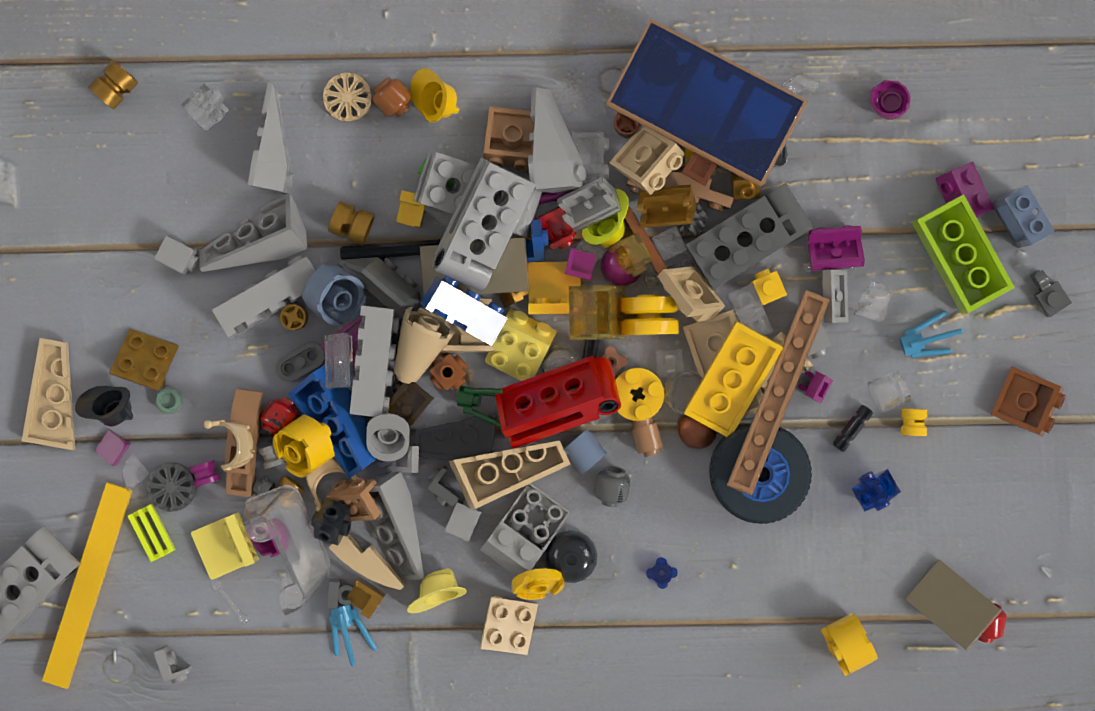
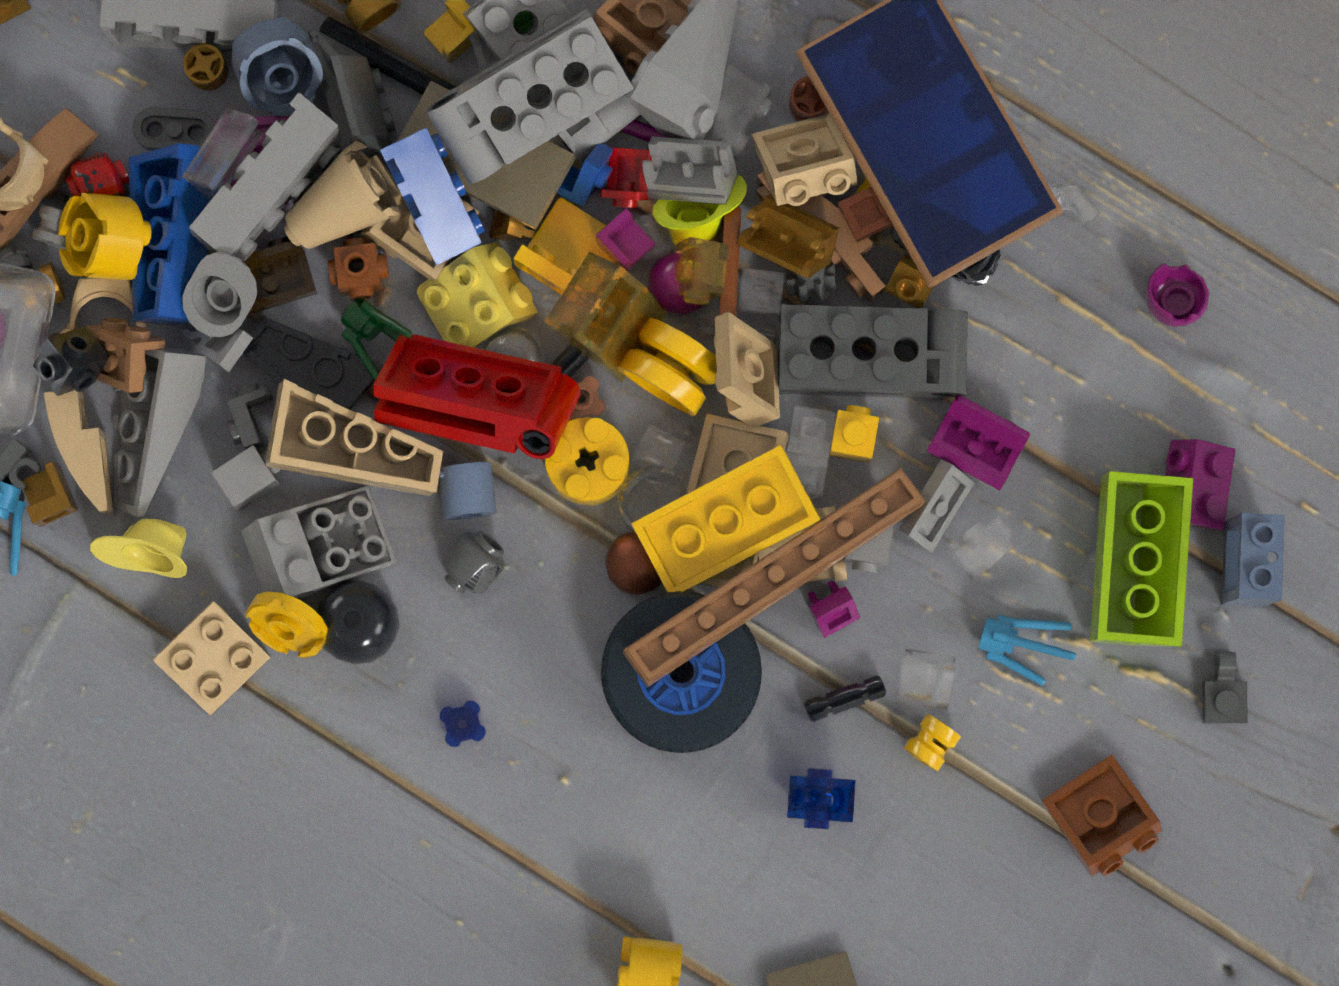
camera: 35 degrees right, 5 degrees down
(646, 437) = (562, 527): medium nougat brick -> none

